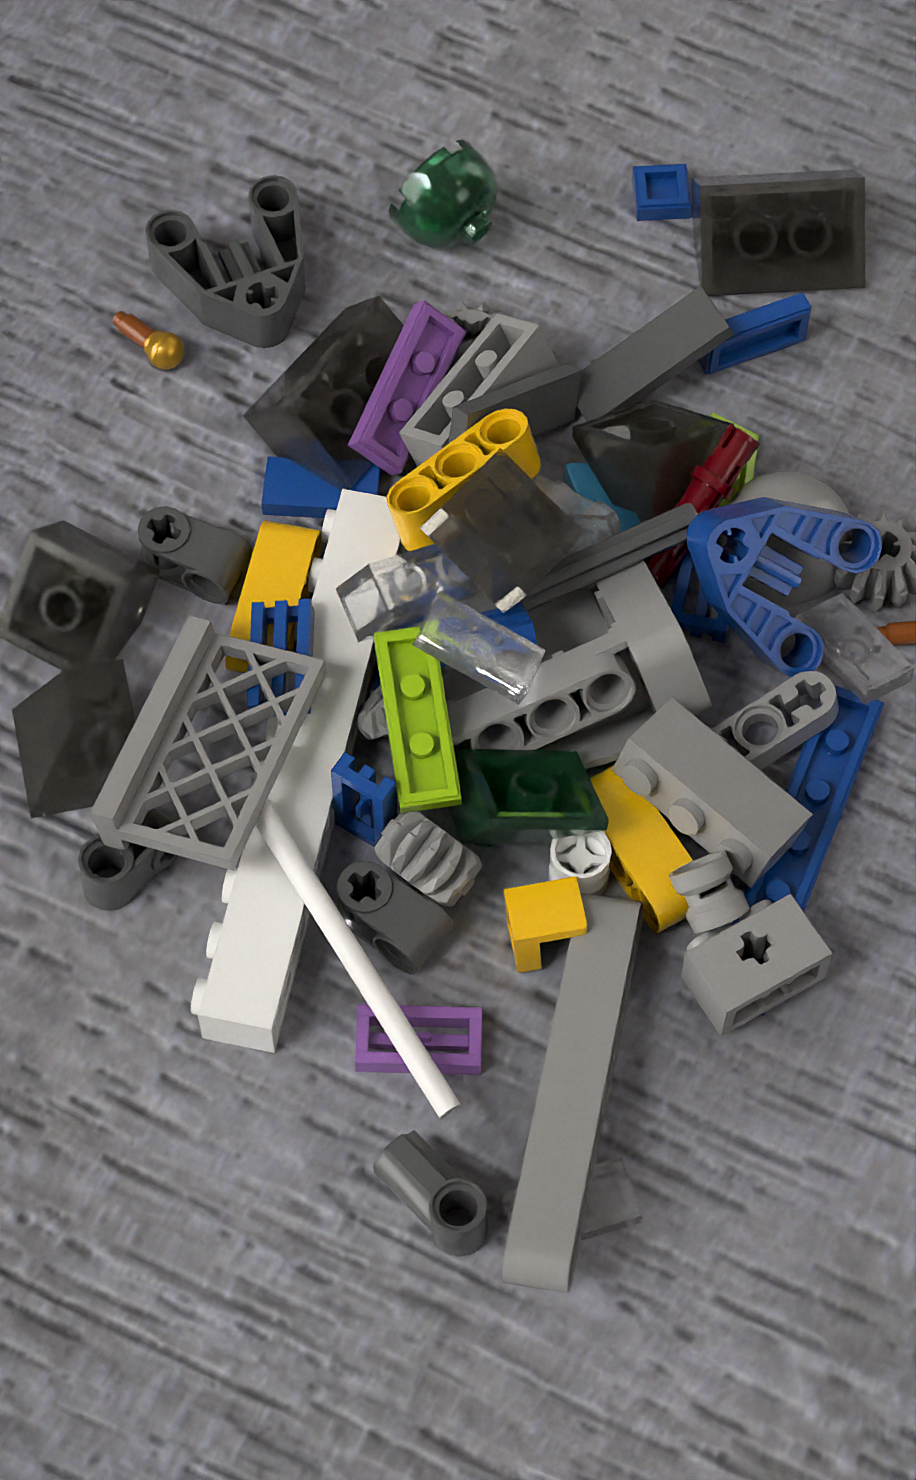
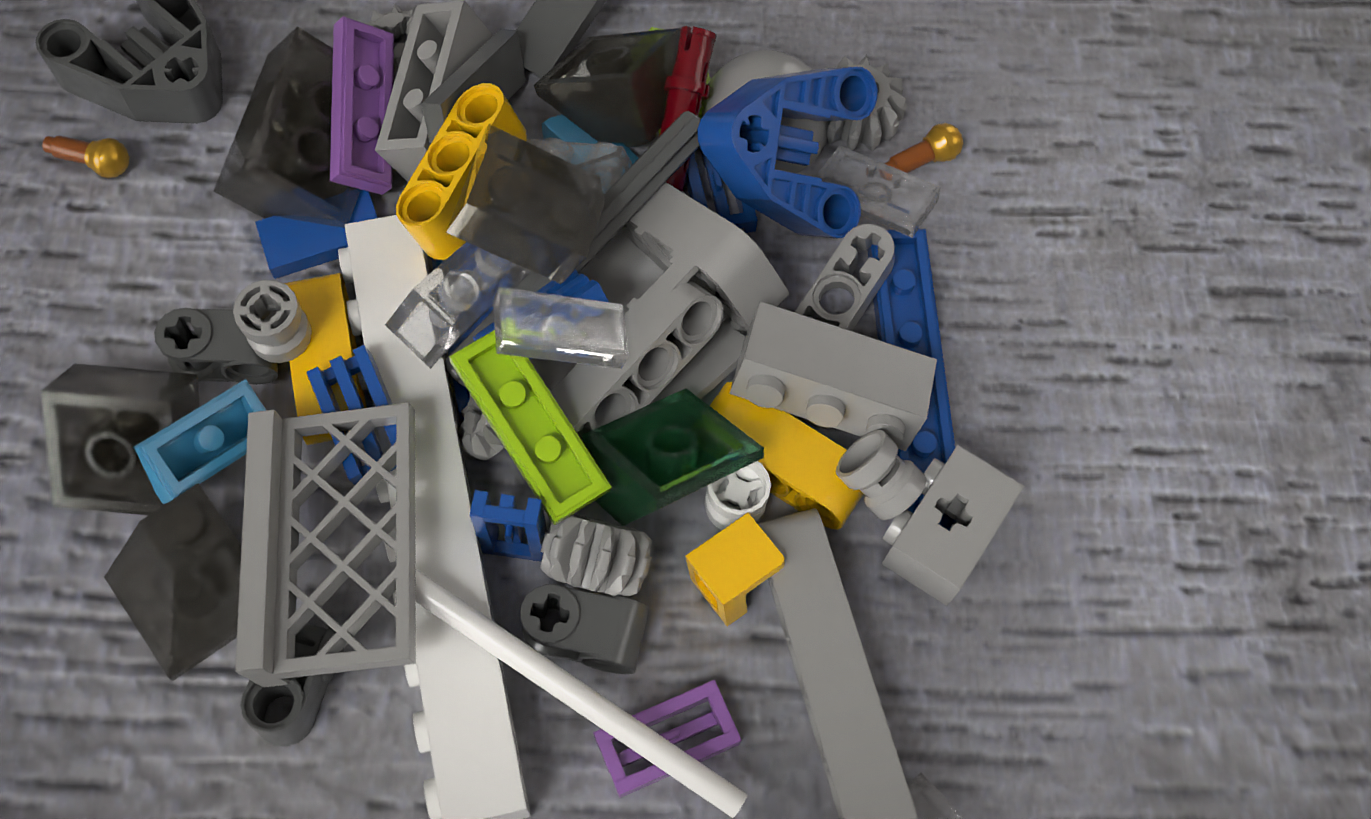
camera: 30 degrees left, 5 degrees up
(137, 626) = (199, 442): none -> dark azure slope
(242, 548) = (285, 326): none -> light grey wheel

